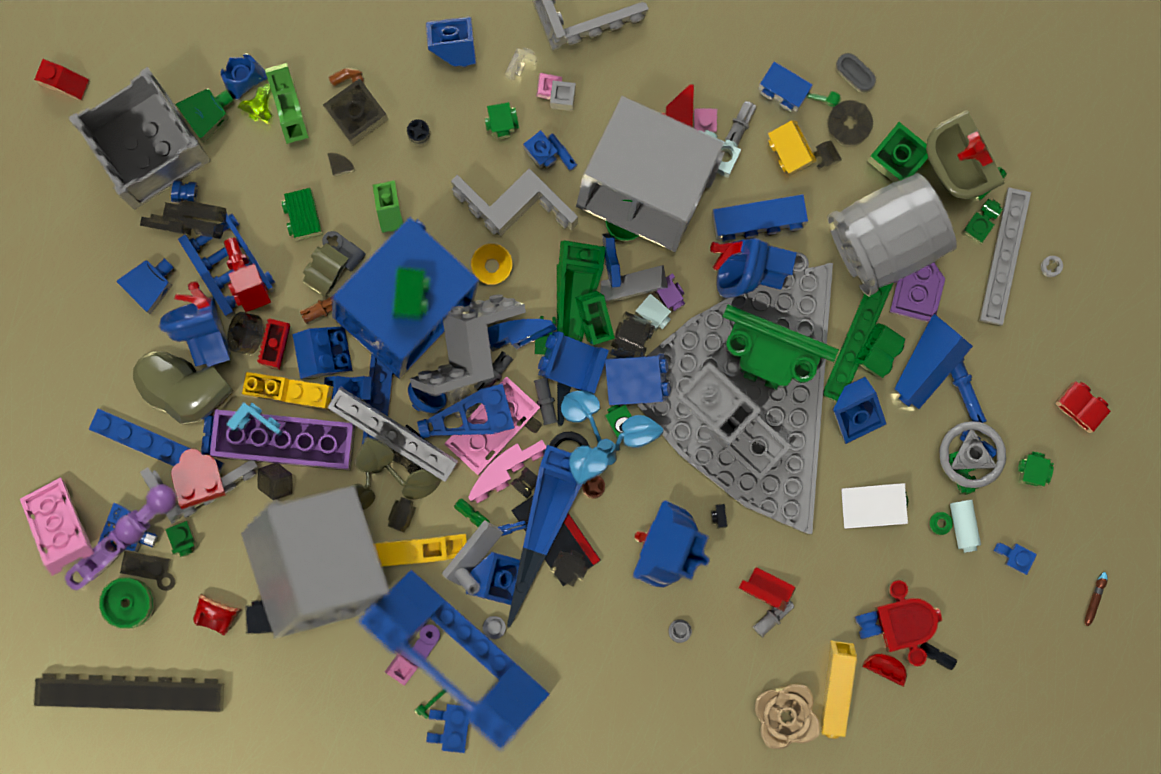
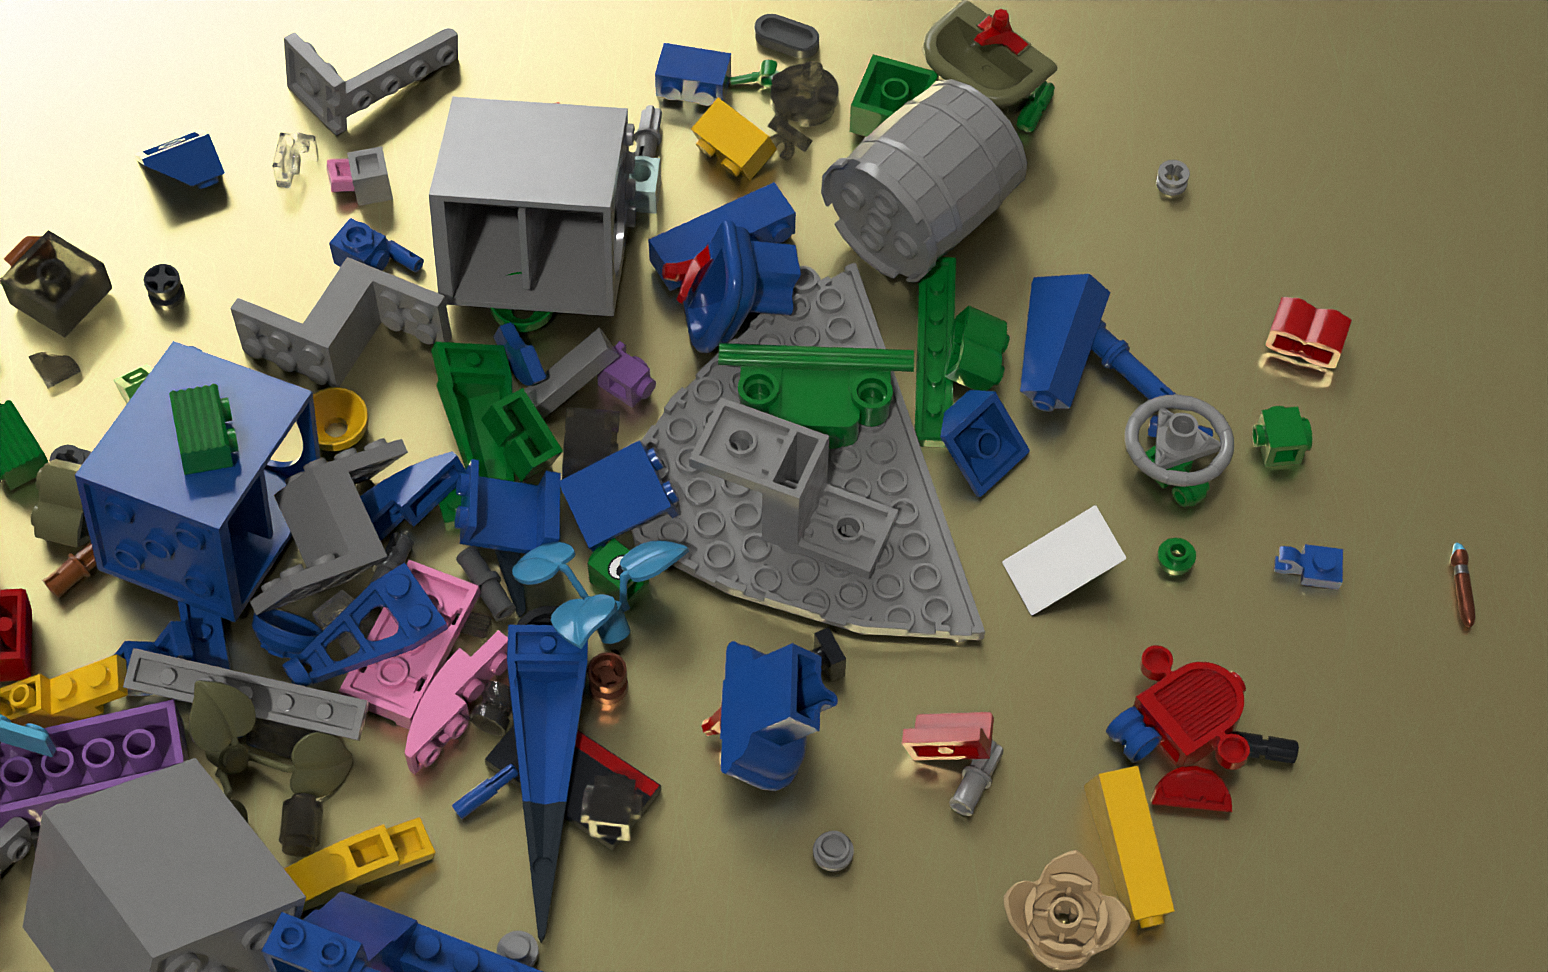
camera: 20 degrees left, 25 degrees down
(322, 352) = (91, 622): blue slope -> none
(468, 511) = (411, 786): green piece -> none
(470, 556) = (439, 841): light grey piece -> none
(496, 577) = (491, 870): blue slope -> none
(501, 120) = (287, 233): green brick -> none
(654, 311) = (615, 398): light aqua brick -> none
(919, 294) = (996, 265): medium lavender tile -> none
(965, 525) = (1215, 543): light aqua brick -> none
(979, 225) = (1047, 159): green plate -> none
(1005, 256) = (1101, 185): light grey plate -> none

